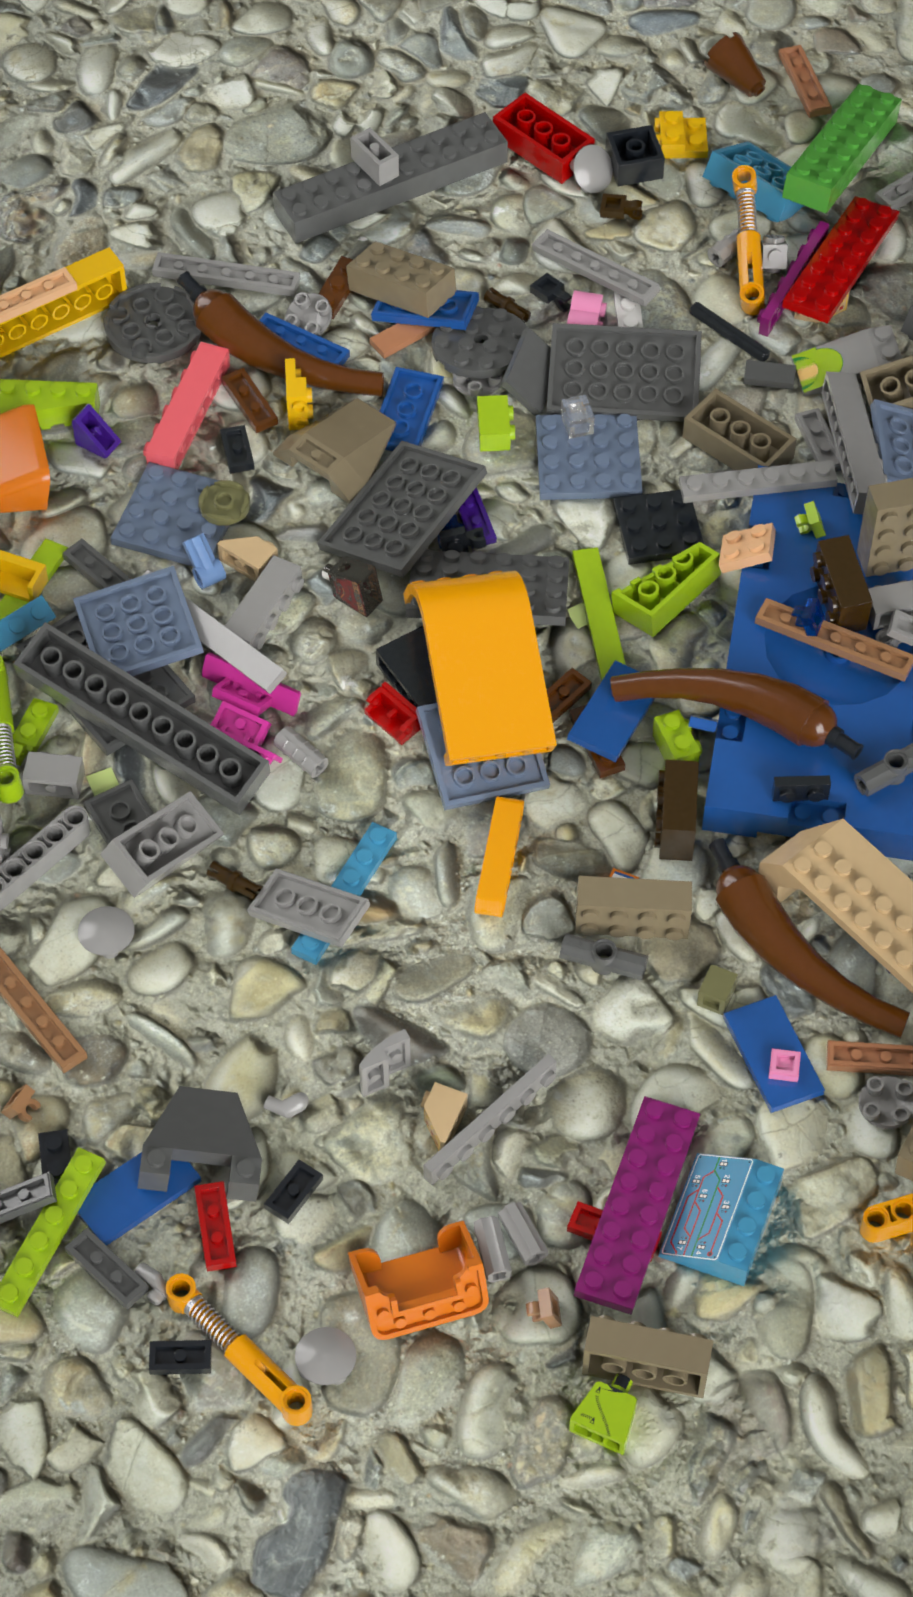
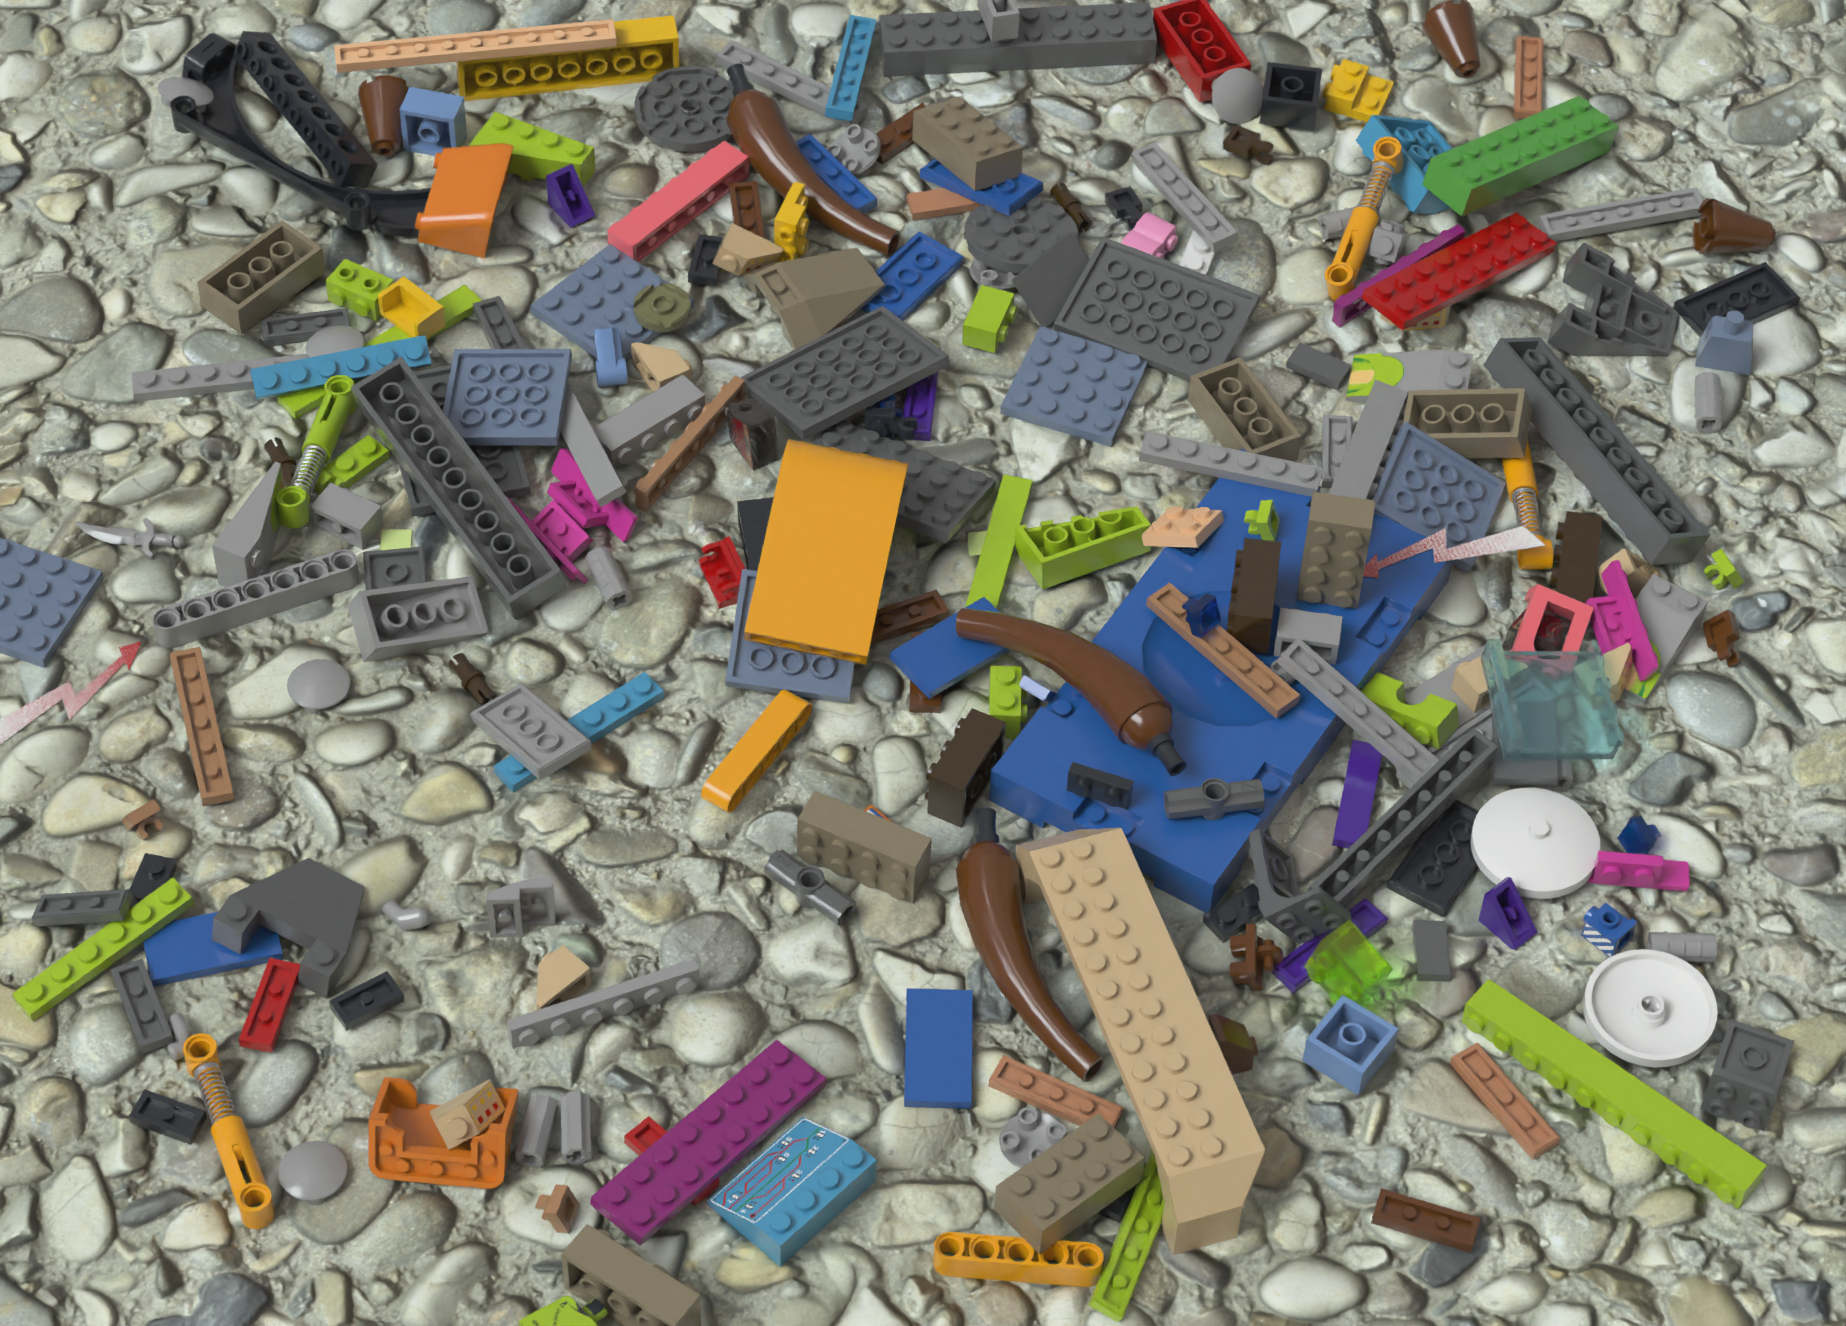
camera: 20 degrees right, 5 degrees down
(266, 431) = (745, 251): none -> tan slope
(271, 245) = (850, 68): none -> dark azure plate
(303, 621) = (684, 449): none -> medium nougat plate
(434, 1259) = (467, 1114): none -> tan slope
(577, 416) = (1078, 339): clear brick -> none
(656, 526) = (1108, 478): black plate -> none
(717, 989) = (911, 961): olive panel -> none
(730, 332) = (1299, 309): black axle -> none
(784, 1065) = (940, 1061): bright pink tile -> none

